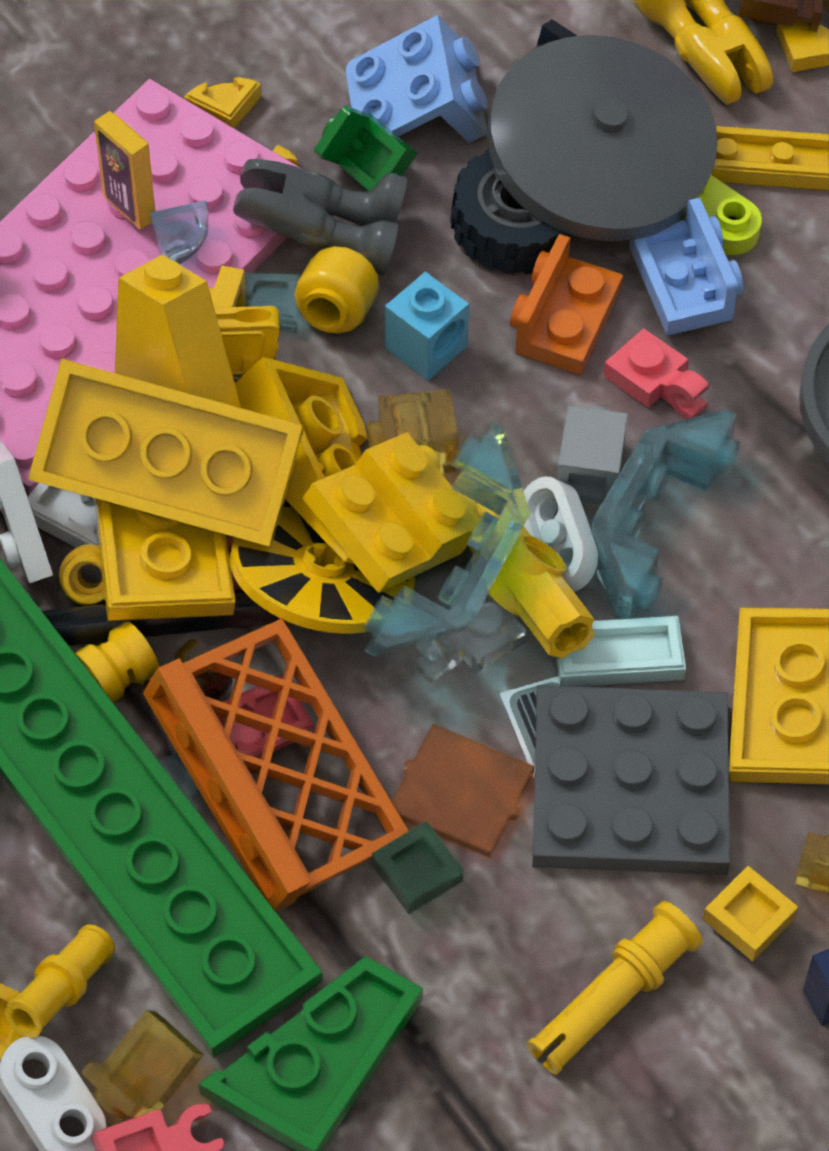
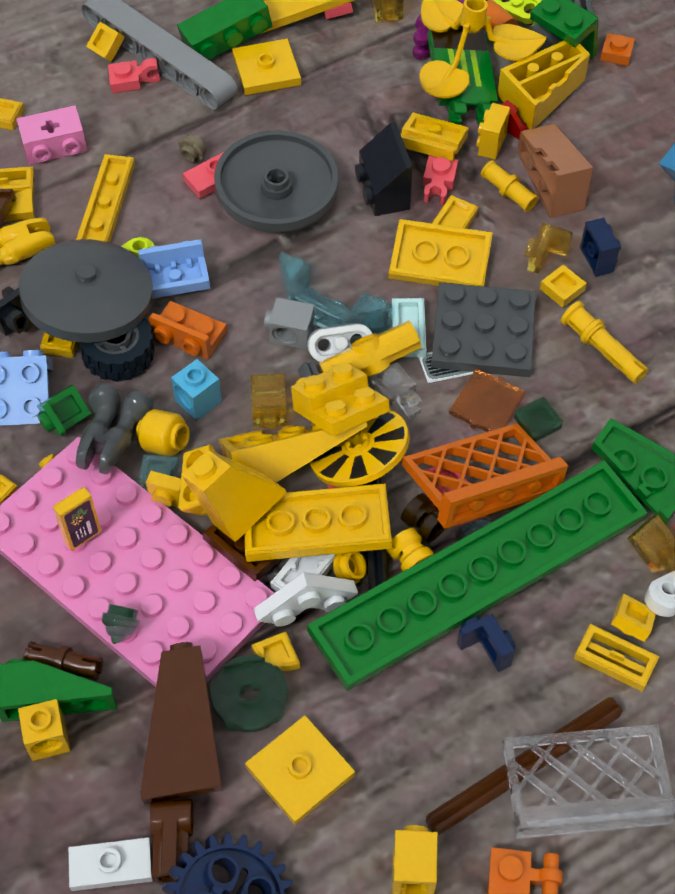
camera: 85 degrees left, 0 degrees up
(59, 981) = (613, 581): yellow pin -> none
(166, 452) = (299, 499): yellow plate -> none
(180, 230) = (111, 507): clear light blue tile -> none
(492, 481) = (378, 357): clear light blue slope -> none
(653, 371) = (235, 297): coral plate -> none

